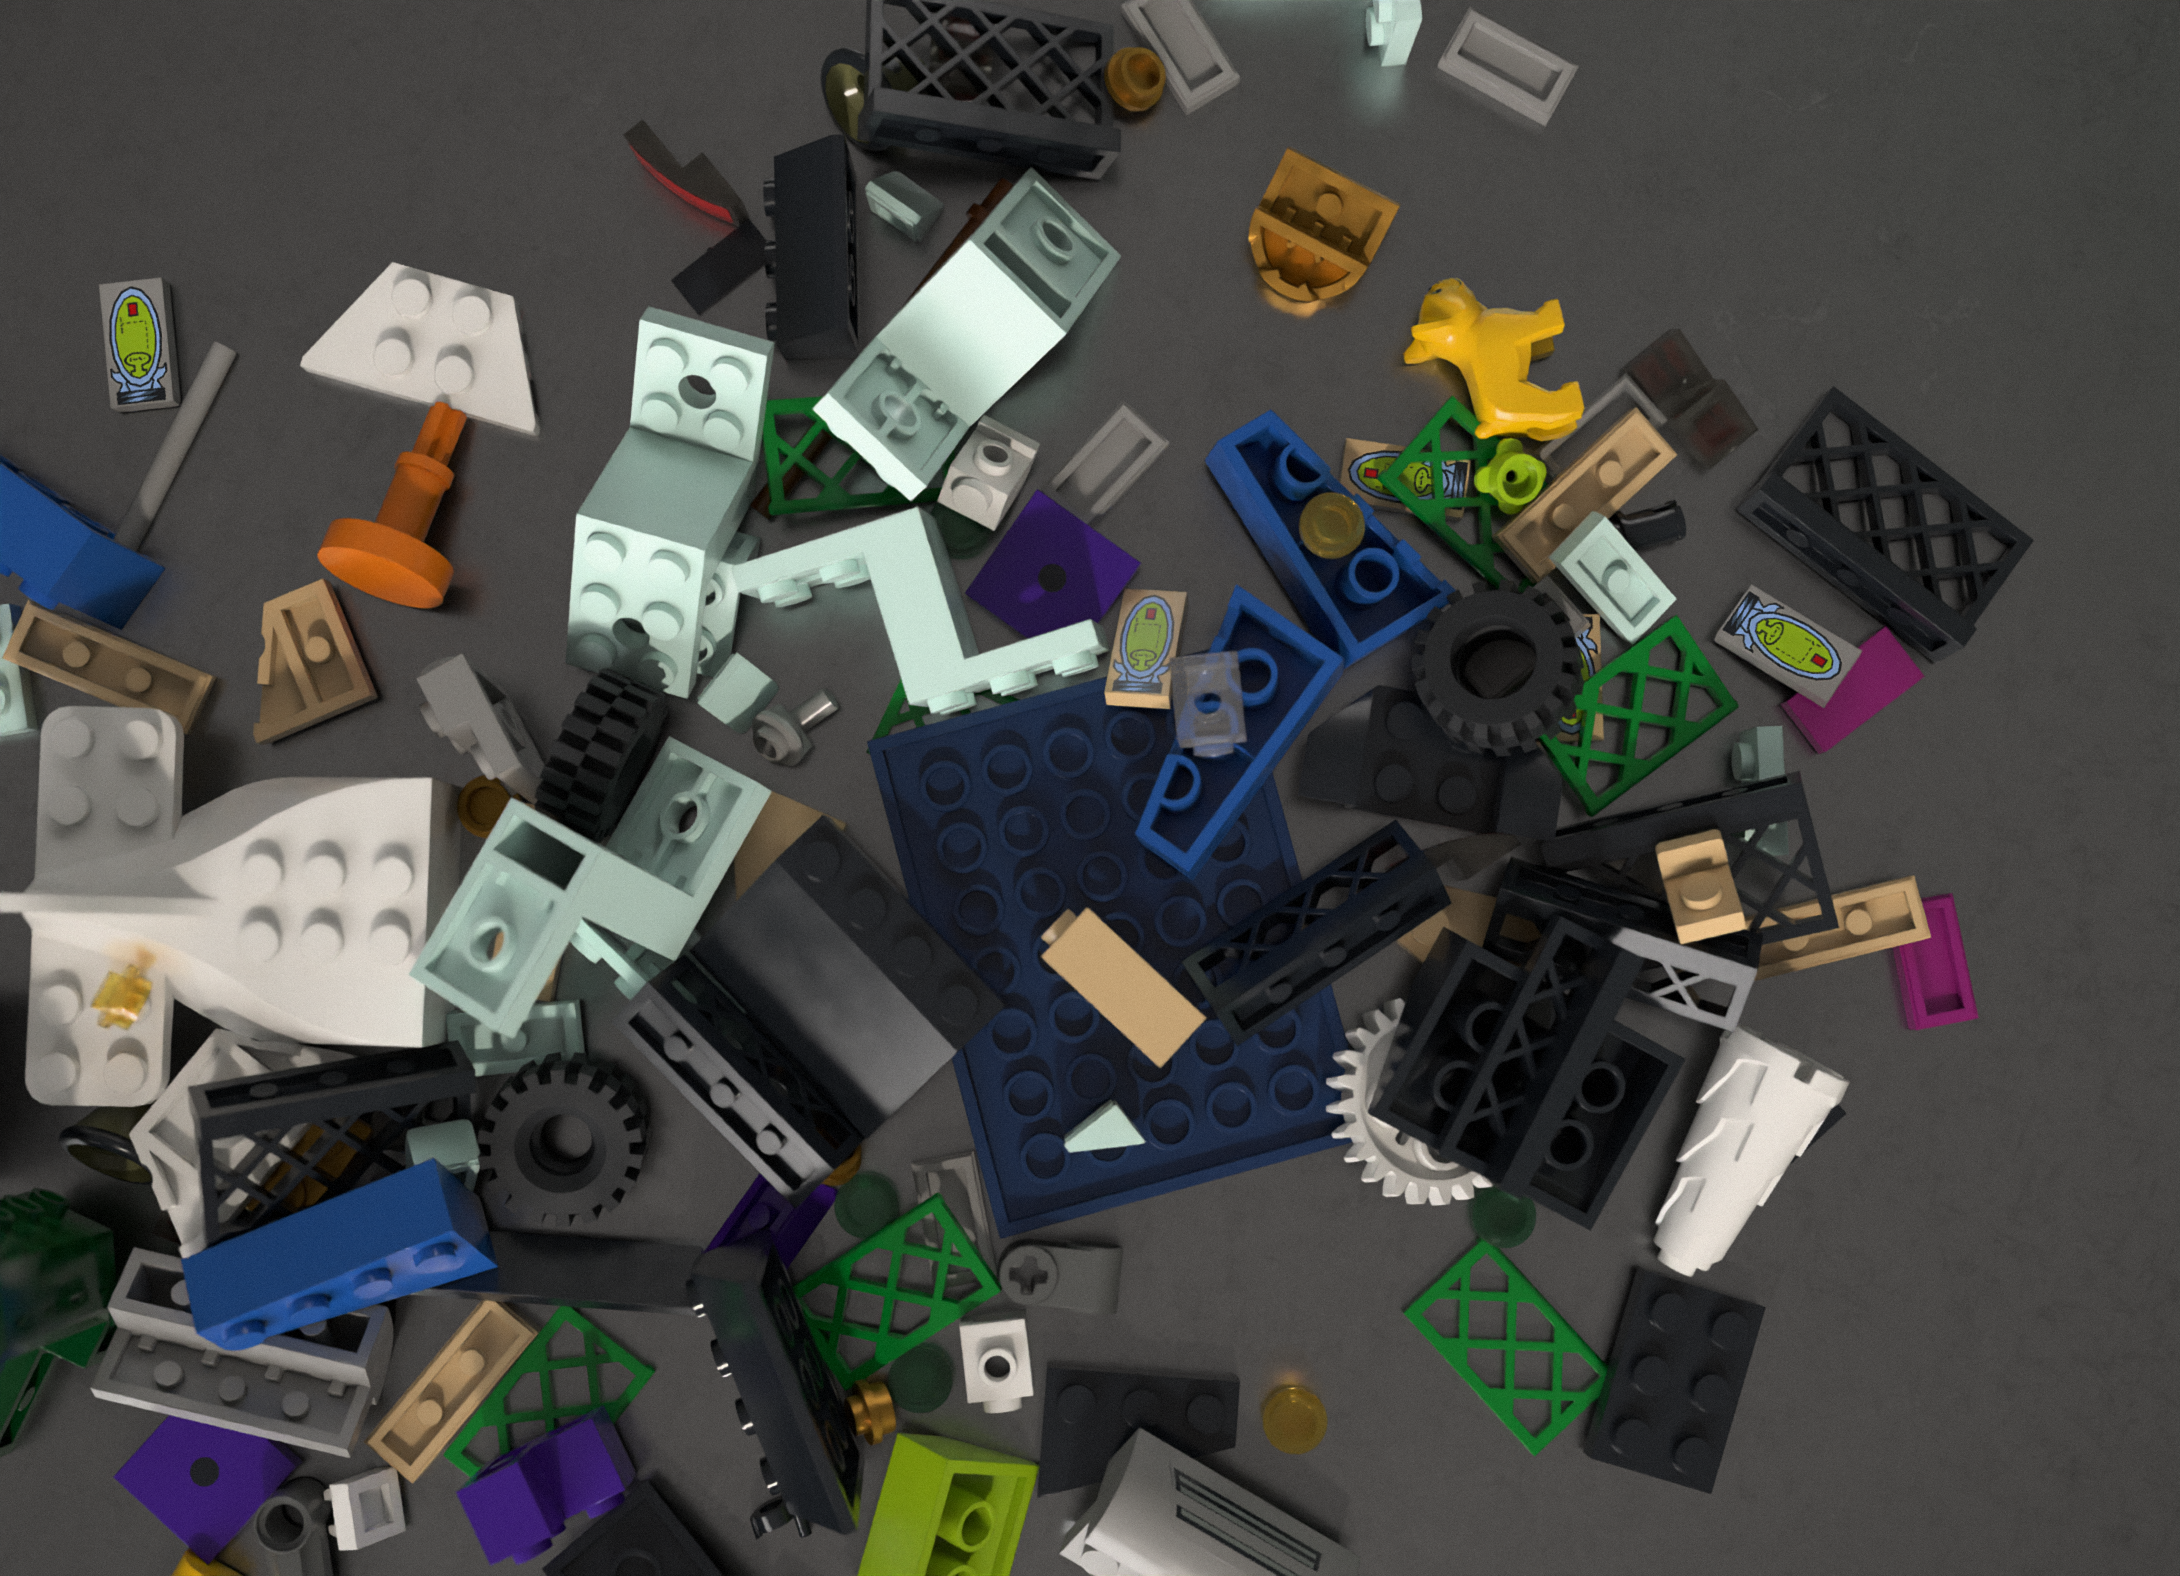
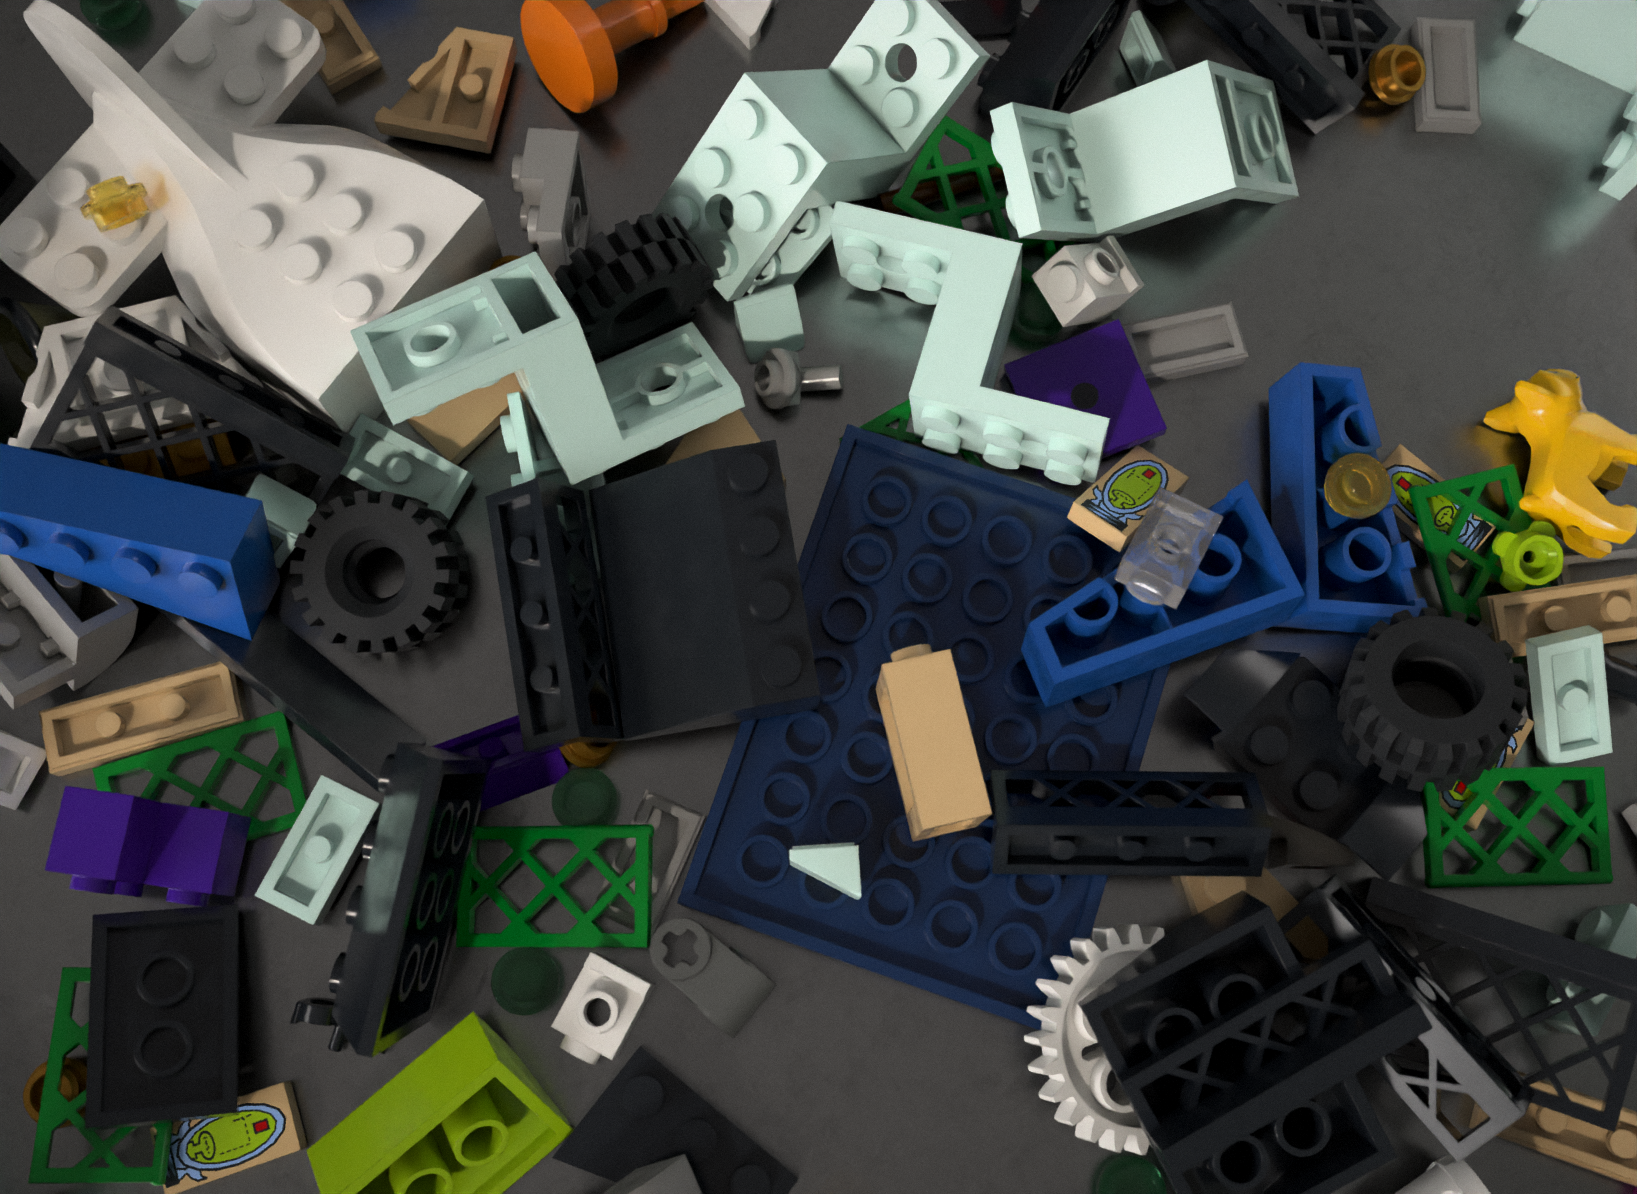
camera: 35 degrees right, 10 degrees down
(681, 1392) = (319, 851): none -> light aqua plate
(870, 1411) = (464, 977): pearl gold plate -> none
(1316, 229) = (1477, 270): pearl gold slope -> none
(1700, 886) = (1508, 1003): tan bracket -> none

